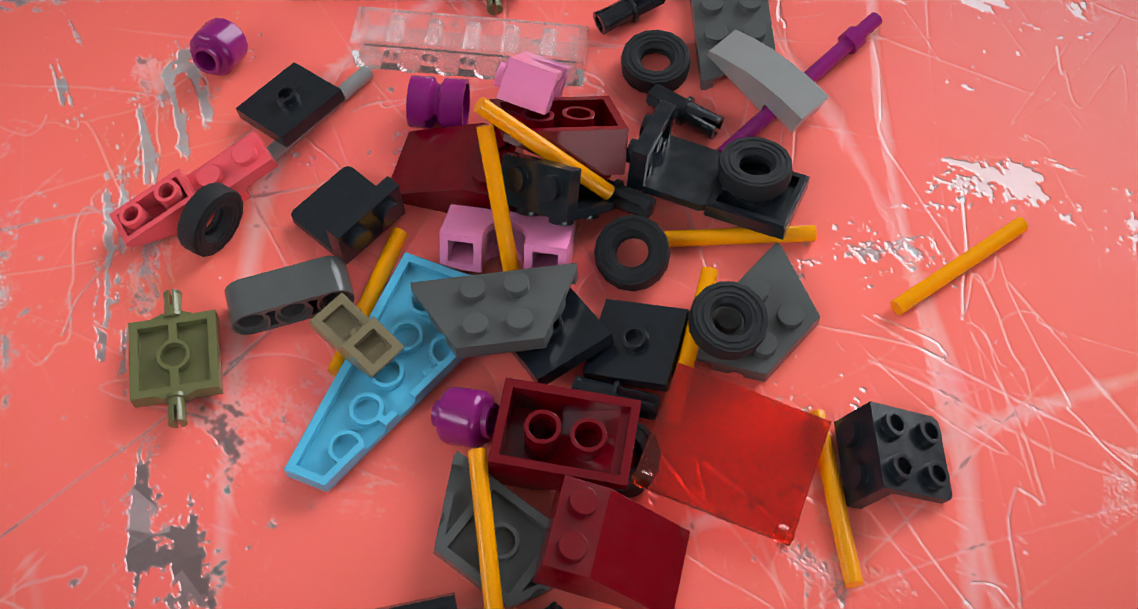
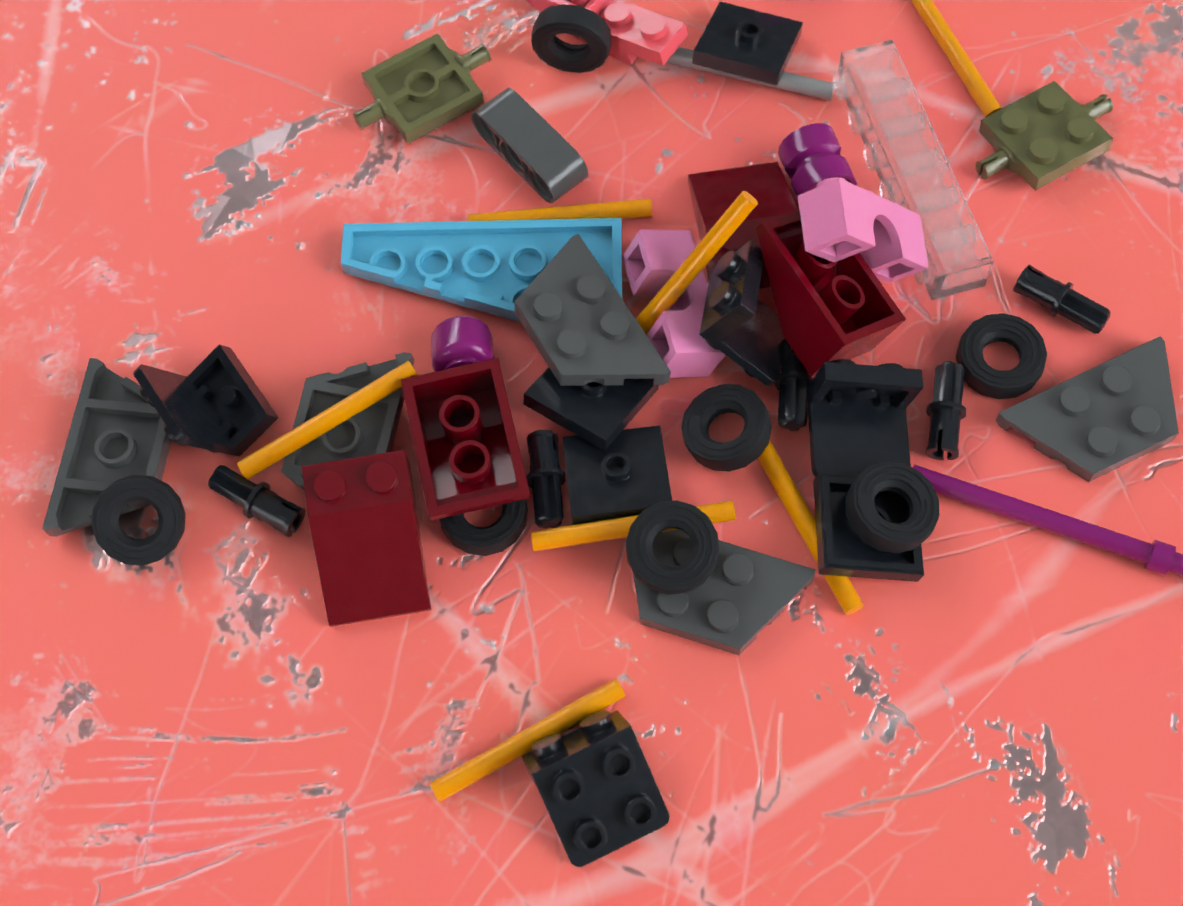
camera: 70 degrees right, 5 degrees up
(349, 212) = (645, 151): black bracket -> none
(356, 336) = (501, 217): dark tan slope -> none
(541, 146) = (771, 273): light orange bar -> none
(732, 453) = (525, 614): clear red piece -> none
(768, 79) = (1033, 477): light grey slope -> none
(958, 266) = (893, 788): light orange bar -> none

